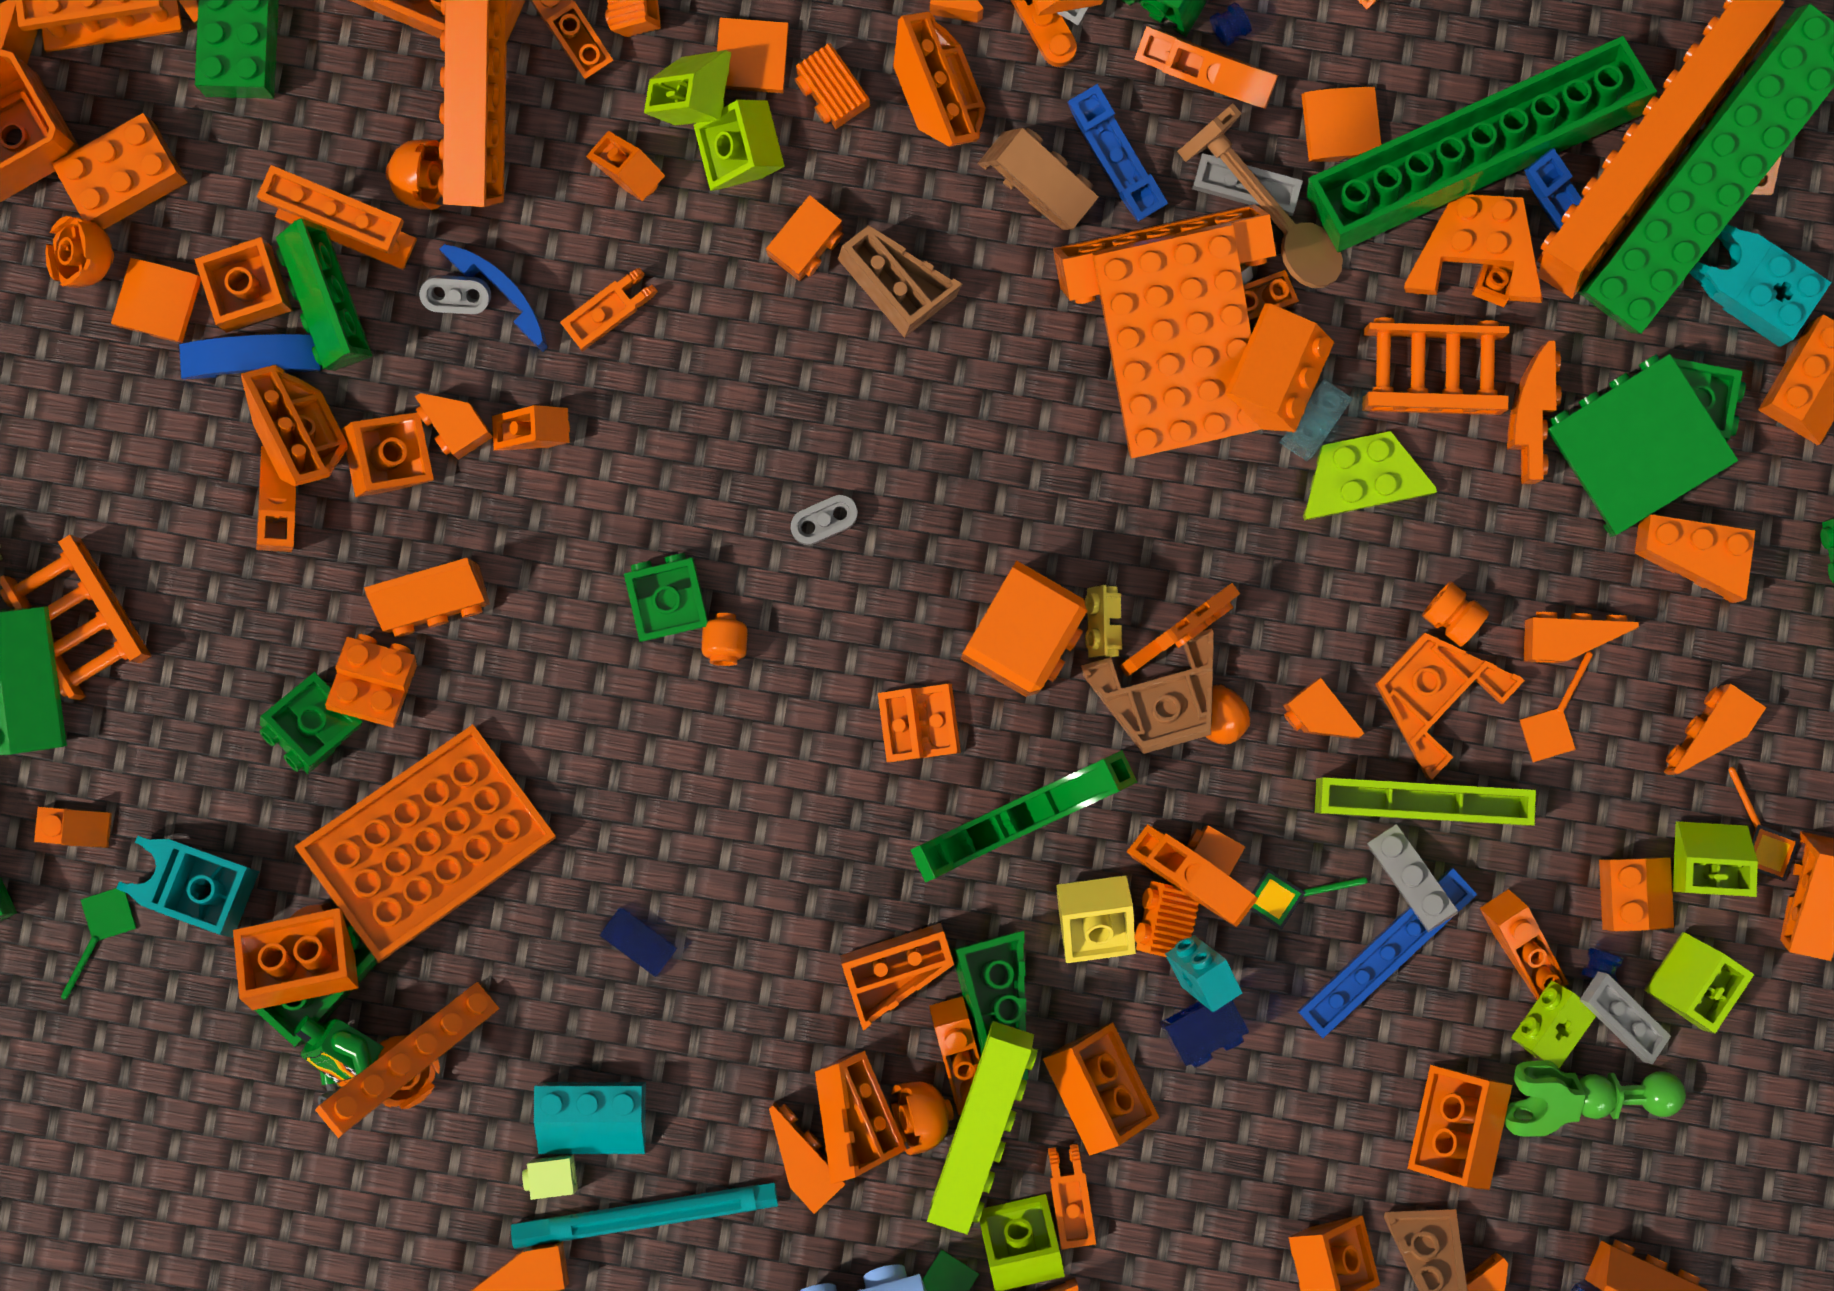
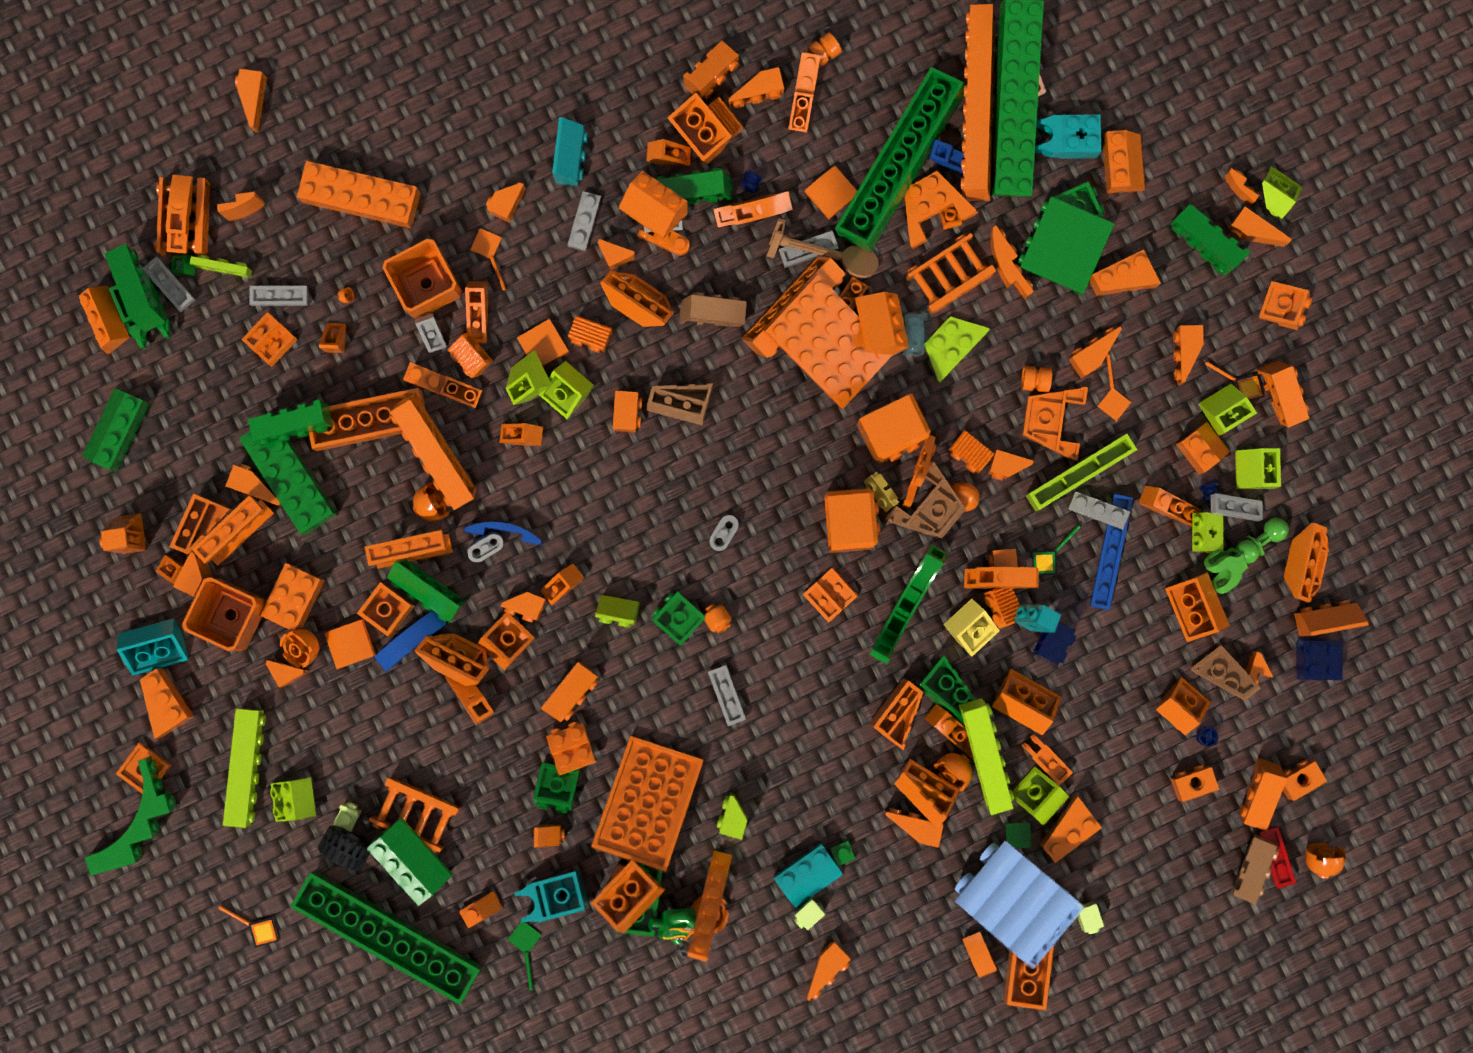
camera: 30 degrees left, 0 degrees up
(29, 276) = (285, 673): none -> orange slope
(246, 786) = (548, 835): none -> orange slope
(538, 956) = (734, 818): none -> lime slope
(589, 528) = (618, 610): none -> lime slope
(606, 310) = (558, 507): orange hinge -> none
(638, 941) = (773, 781): clear blue plate -> none
(643, 1215) = (862, 902): teal piece -> none
(658, 765) = (726, 695): none -> light grey plate
(666, 1121) = (842, 853): none -> green plate
(1115, 153) = (739, 276): blue slope -> none
(1185, 539) = (894, 429): none -> orange plate
(1279, 656) = (971, 452): none -> orange brick
(1675, 1176) = (1307, 562): none -> orange wedge

